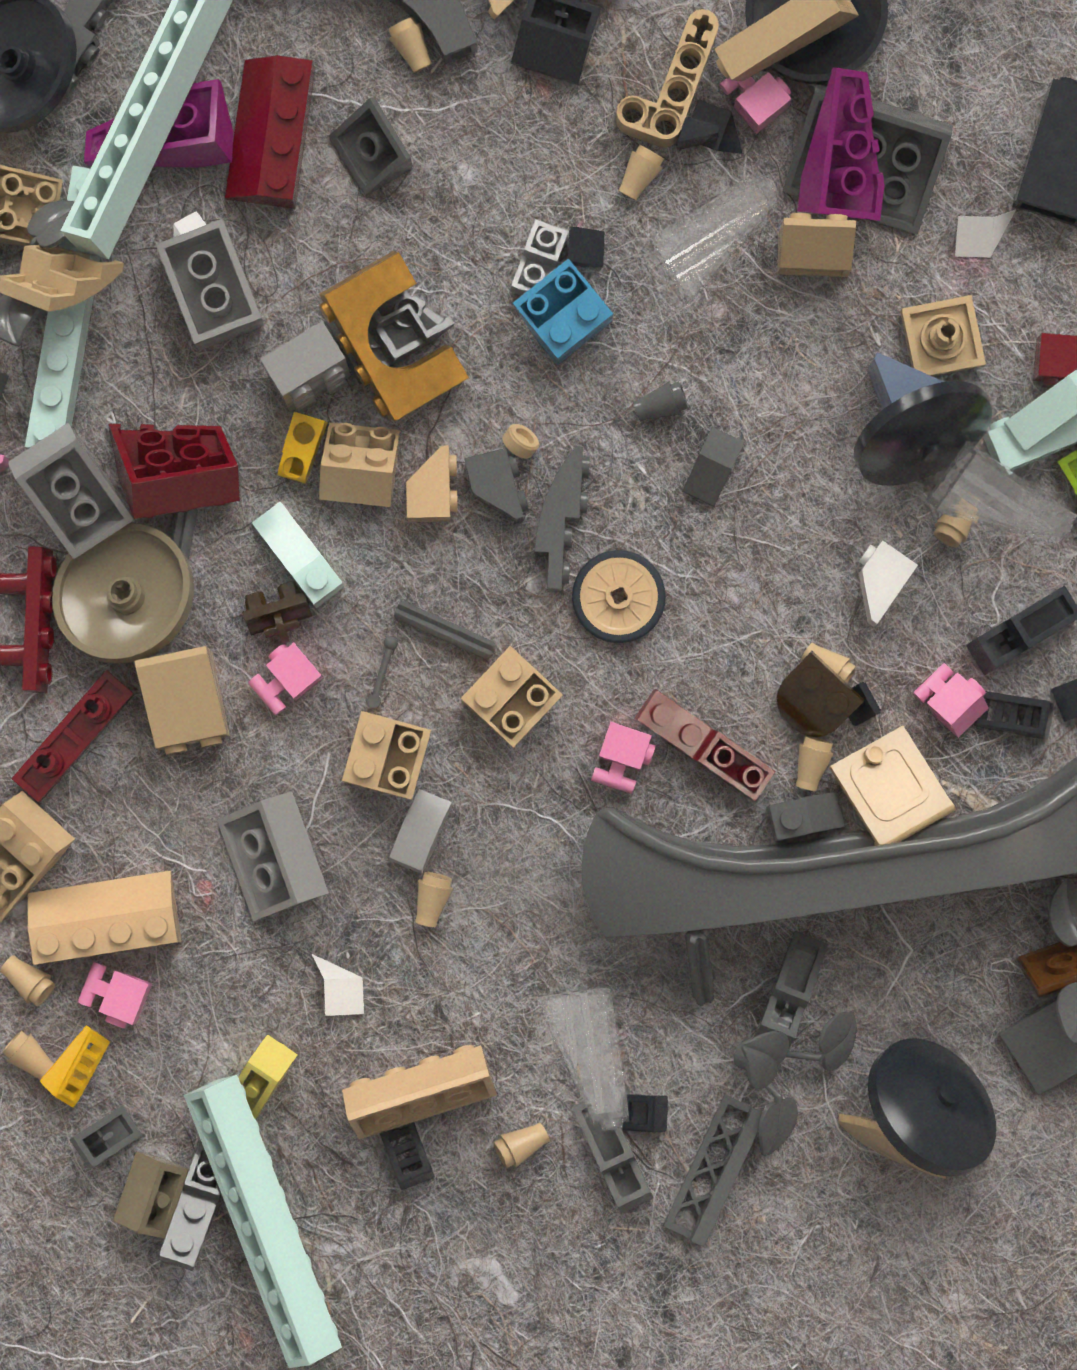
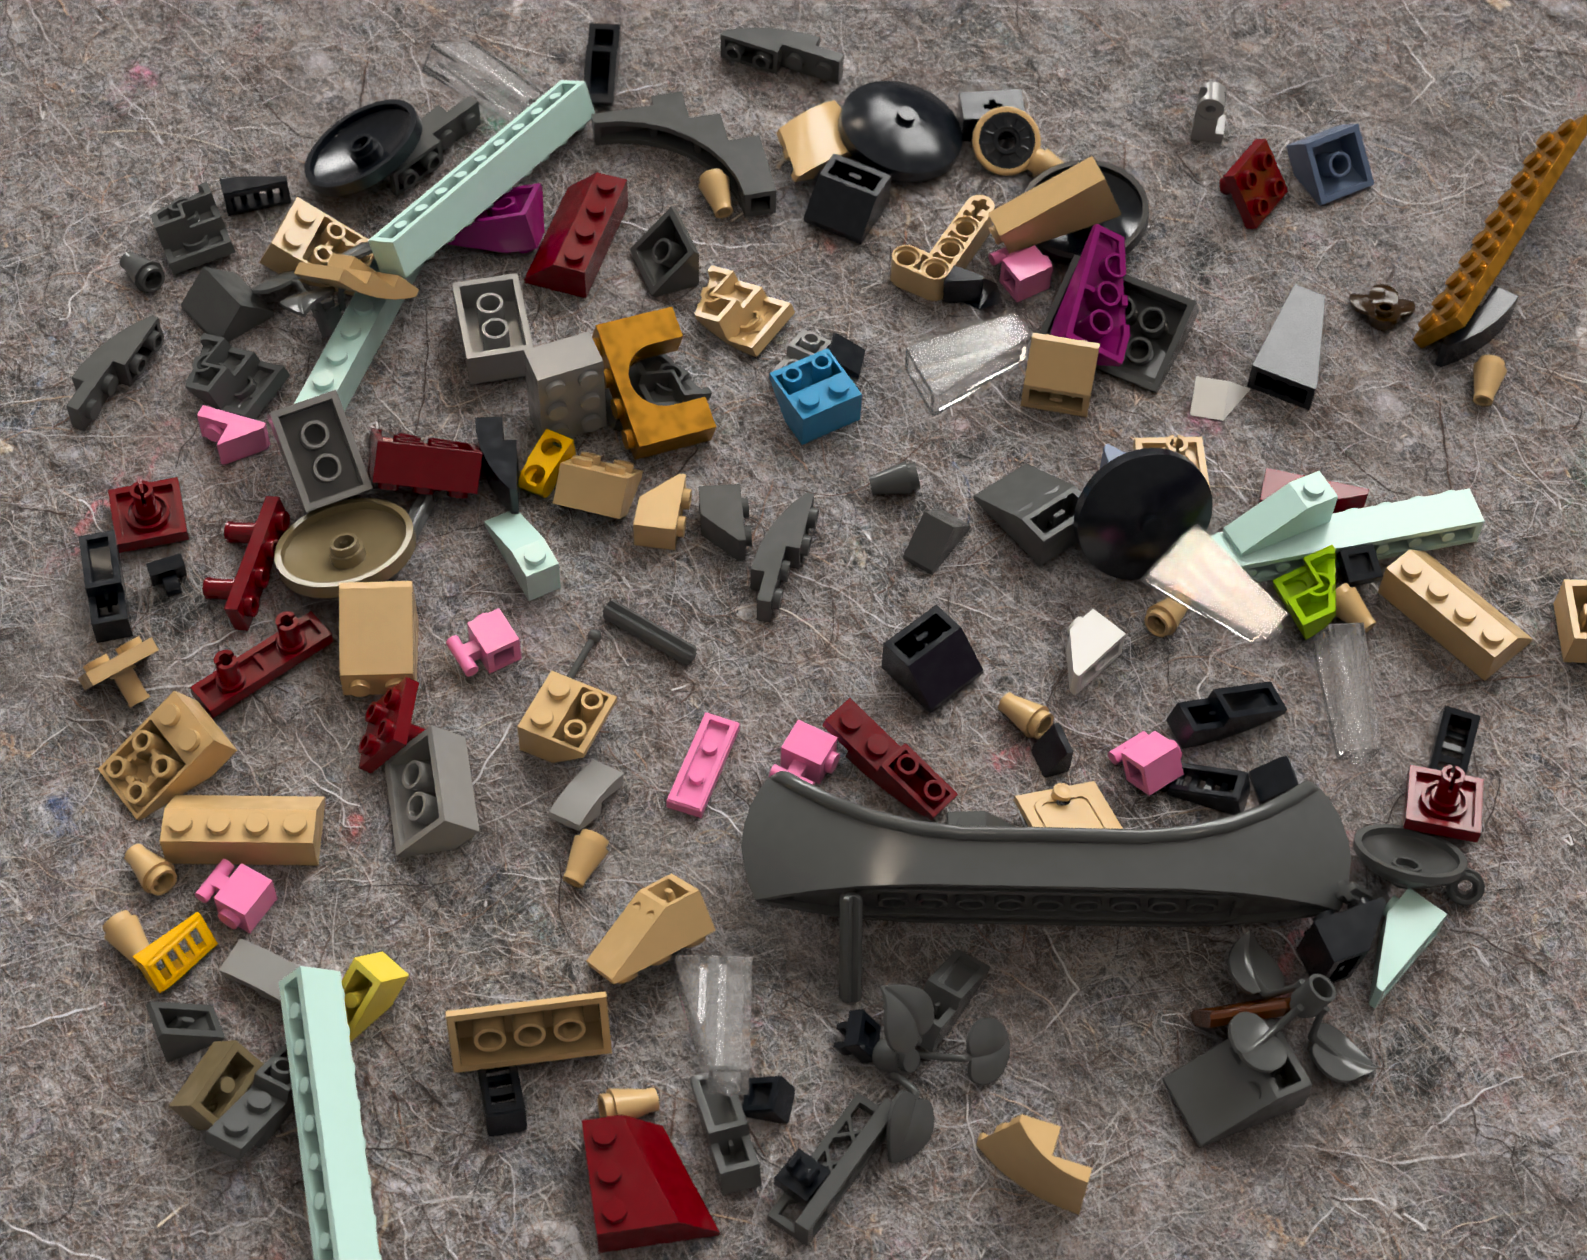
camera: 10 degrees right, 30 degrees down
(161, 1069) = (257, 969): none -> light grey slope
(219, 795) = (389, 725): none -> dark red plate
(252, 454) = (499, 461): none -> black slope
(277, 616) = (489, 590): dark brown hips -> none
(341, 989) = (471, 931): white sticker -> none
(464, 205) = (740, 312): none -> tan slope
(509, 977) = (651, 929): none -> tan slope
(511, 697) = (699, 685): tan slope -> none
(520, 441) = (755, 489): tan tile -> none
(524, 777) = (703, 765): none -> bright pink tile
(548, 1220) = (640, 1186): none -> dark red wedge
(631, 617) = (830, 649): tan wheel -> none
(640, 171) = (907, 306): tan cone -> none
(689, 1189) = (801, 1177): none -> black tile
(720, 1041) = (860, 1035): none -> black tile
(730, 623) = (931, 659): none -> black slope
(808, 417) = (1033, 511): none -> dark grey slope
(812, 762) = (999, 791): tan cone -> none
(816, 698) = (1008, 734): dark brown slope -> none
(932, 1107) = (1081, 1117): black dish -> none

